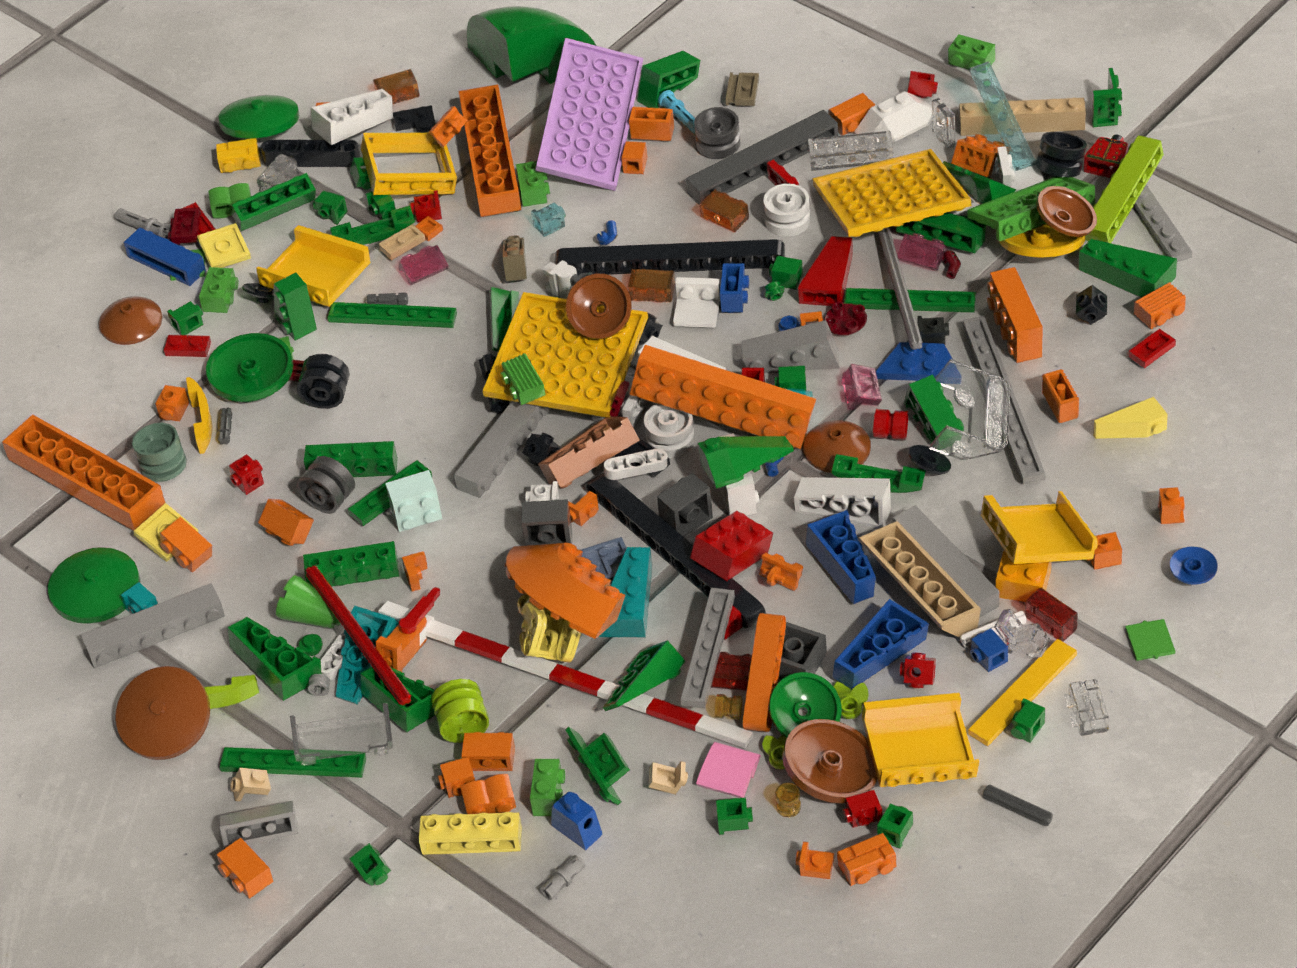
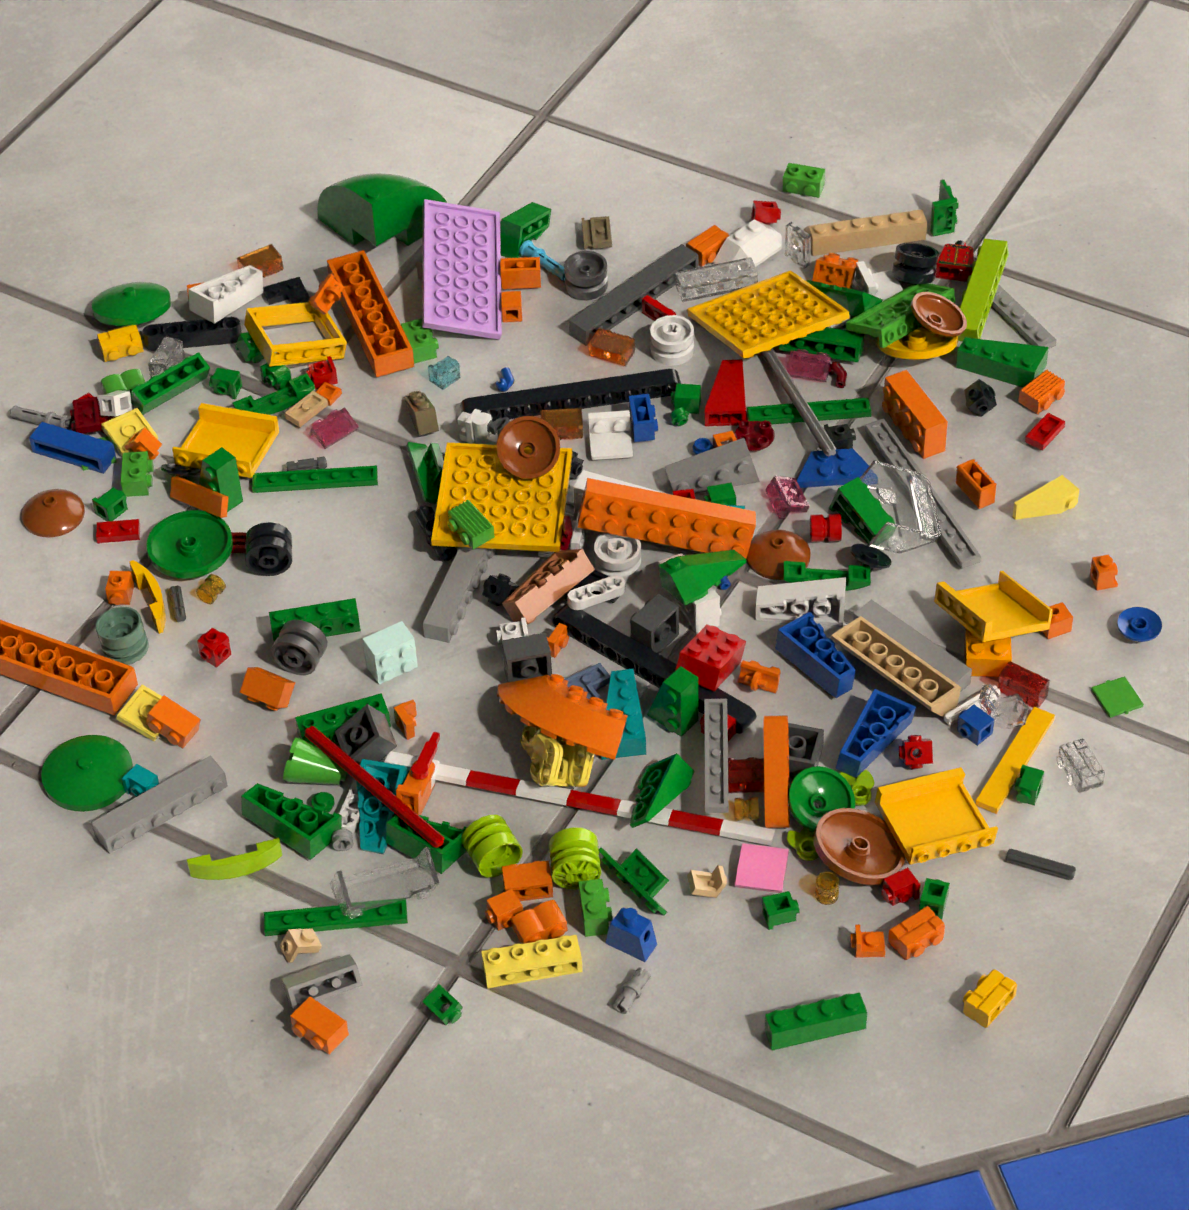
camera: 15 degrees left, 0 degrees up
(162, 713) = (195, 887): dark orange dish -> none
(215, 216) = (115, 403): none -> white brick
(233, 258) = (144, 441): none -> orange brick
(259, 415) = (210, 589): none -> clear yellow wheel
(270, 320) = (199, 496): none -> orange tile
(366, 583) = (366, 735): none -> dark grey brick
(378, 501) = (353, 655): green plate -> none
(538, 733) = (574, 857): none -> lime wheel
(684, 587) = (677, 702): none -> green wedge
(737, 935) = (815, 1021): none -> green brick
(923, 937) = (989, 997): none -> yellow brick
(1002, 116) = (852, 232): clear light blue tile -> none

